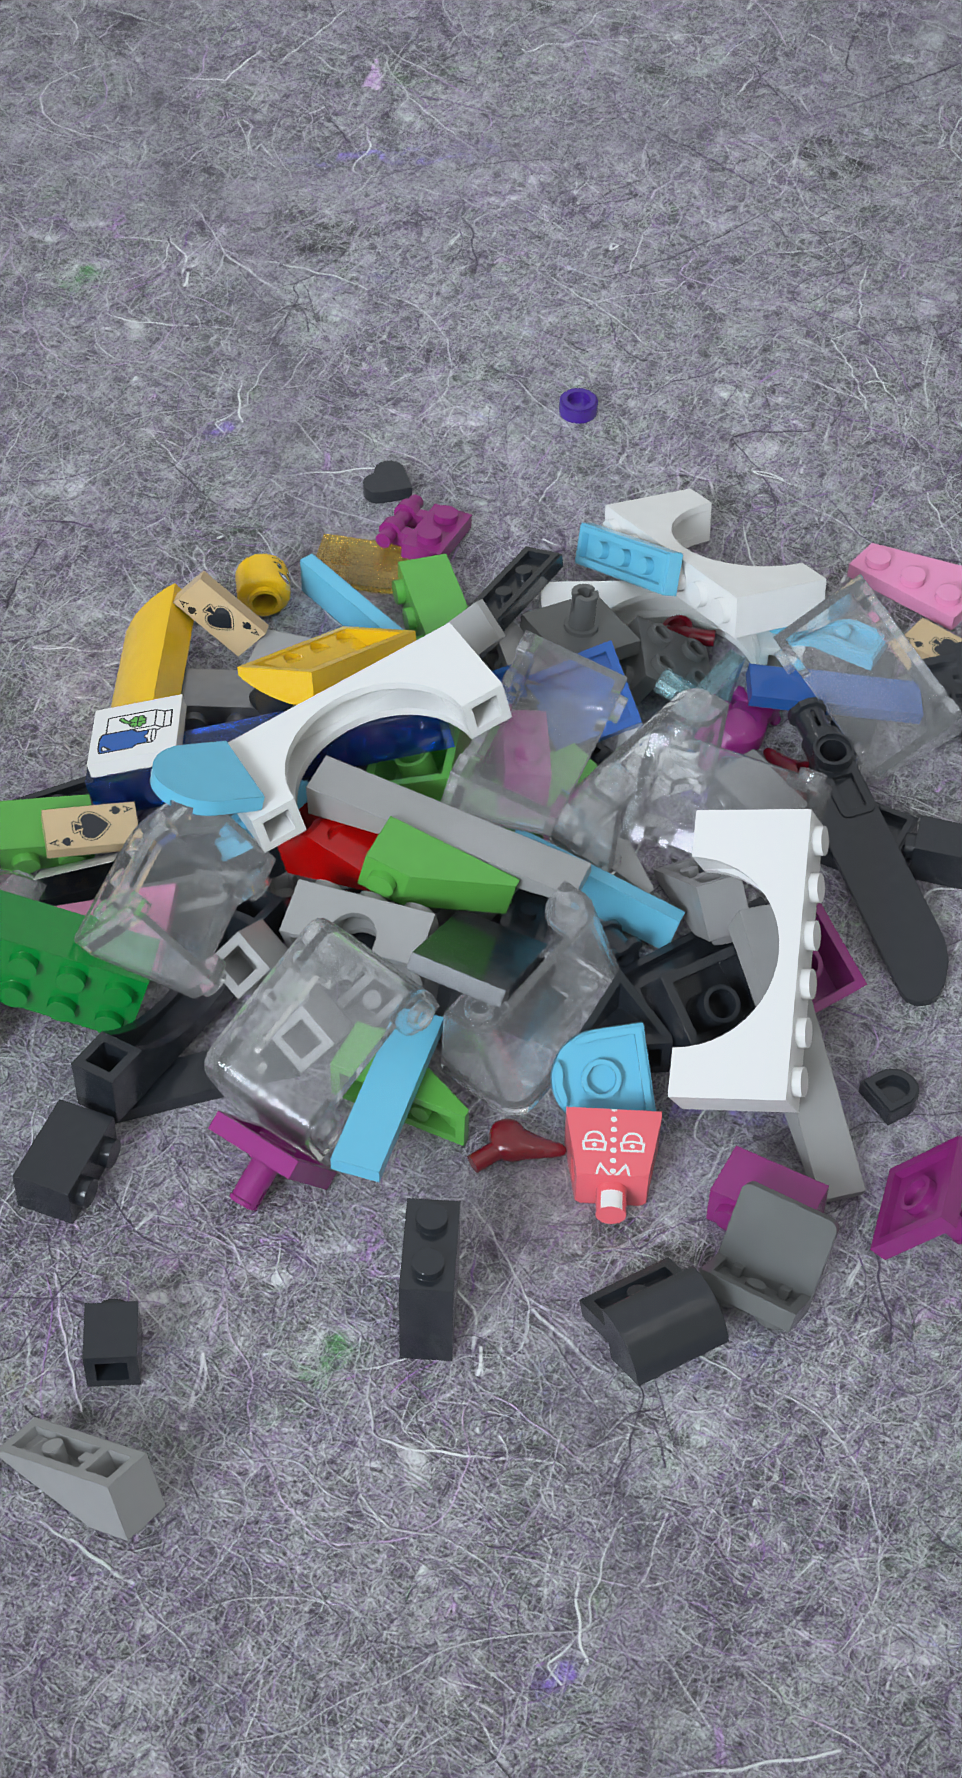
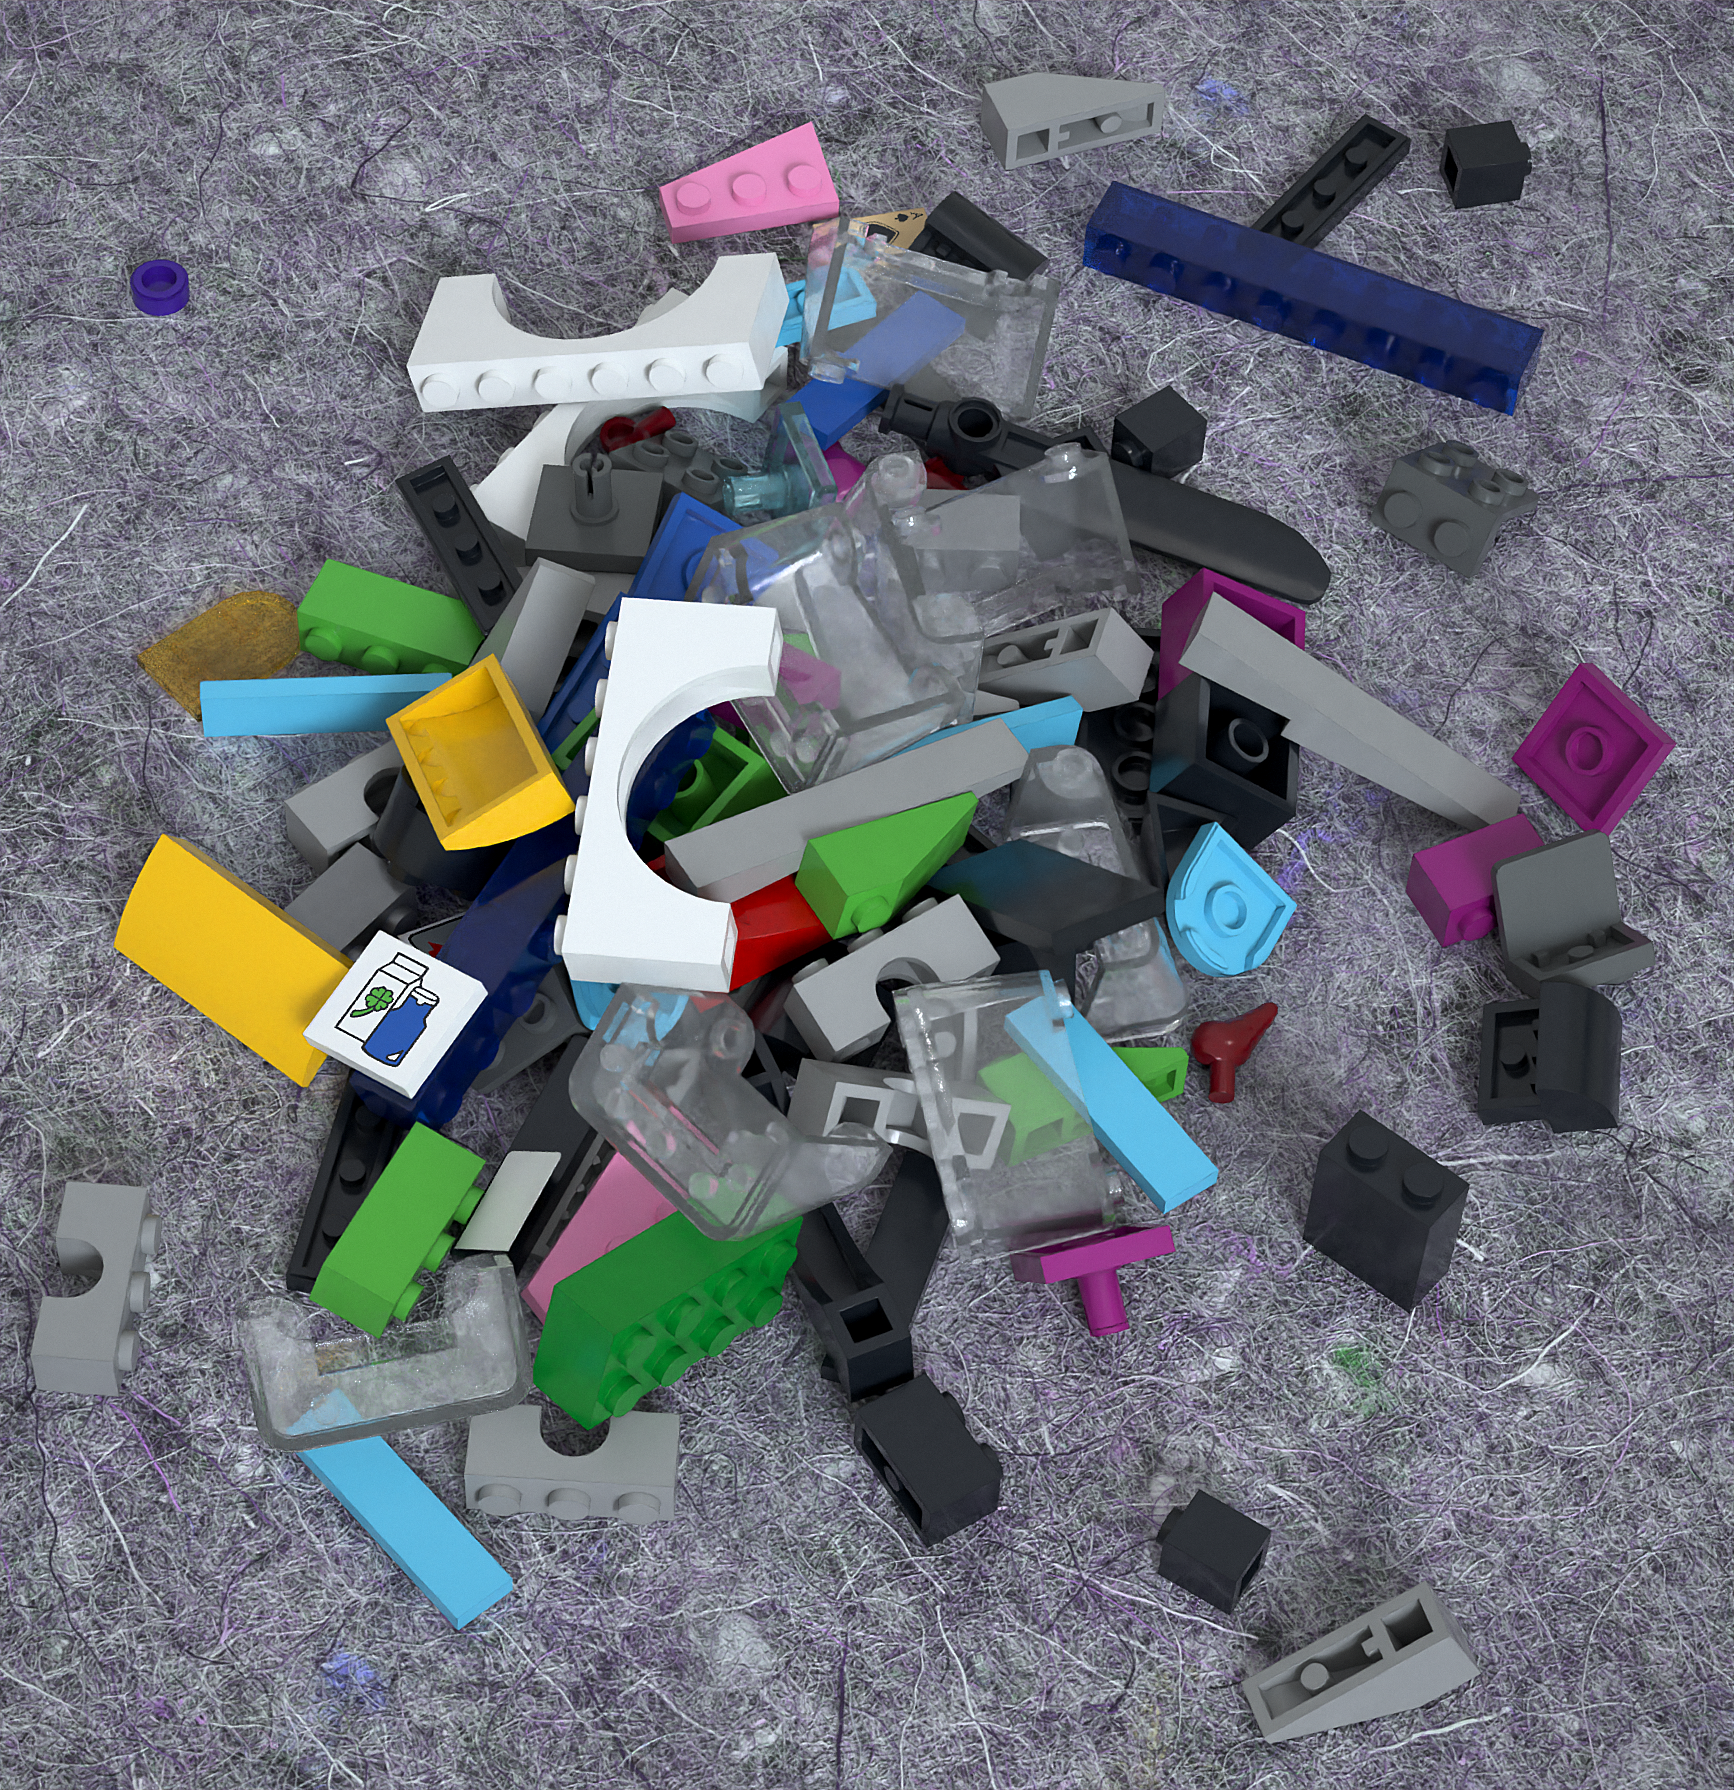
camera: 55 degrees left, 5 degrees up
(87, 829) = (475, 1152): tan tile -> none
(205, 778) = (636, 965): medium azure tile -> none
(221, 613) = (242, 822): tan tile -> none
(263, 584) = (188, 762): yellow head -> none
(387, 483) = (112, 543): black tile -> none
(433, 532) = (252, 549): magenta plate -> none
(611, 1157) = (1324, 971): coral torso -> none
(629, 559) = (518, 401): medium azure tile -> none
(762, 1057) = (1199, 552): white arch -> none
(890, 1094) = (1421, 694): black tile -> none

